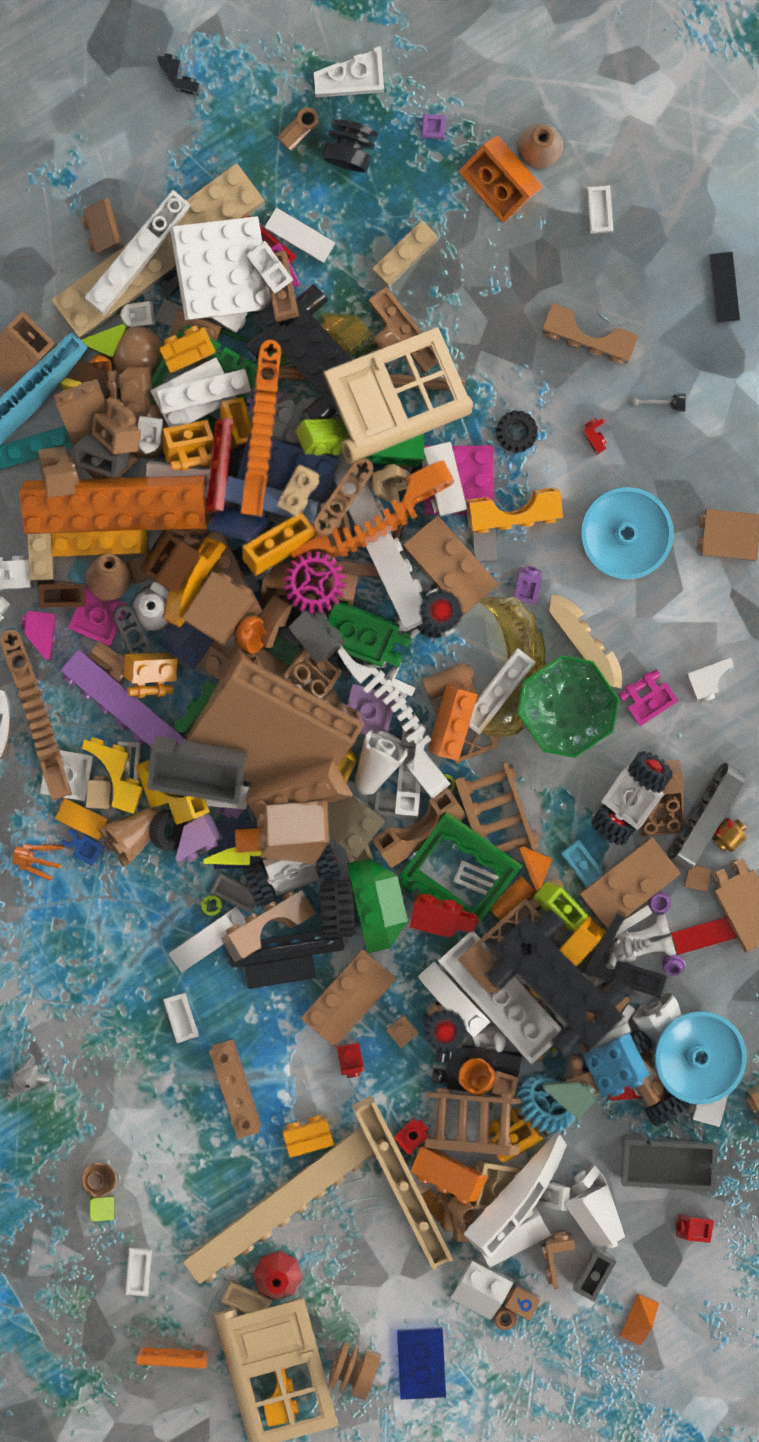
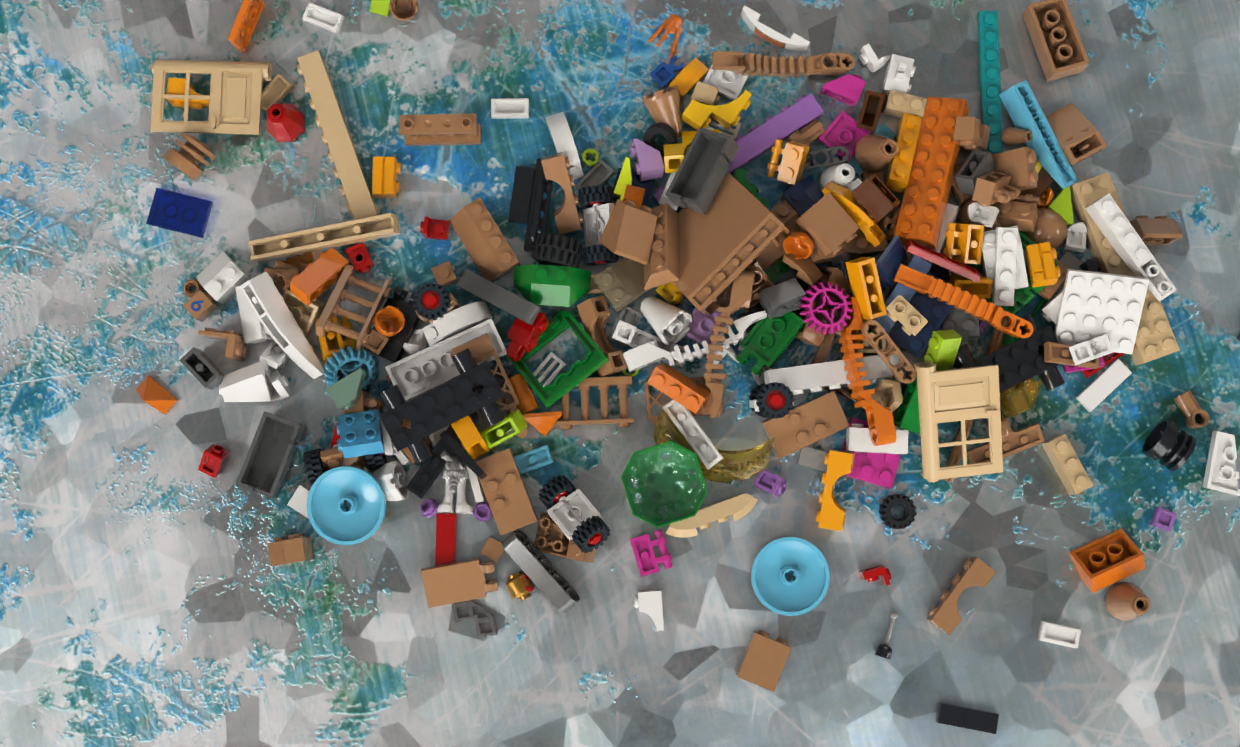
camera: 105 degrees right, 5 degrees down
(38, 418) = (1016, 136): none -> medium nougat cone
(332, 683) = (740, 297): none -> medium nougat piece
(410, 961) = (498, 296): none -> dark grey beam

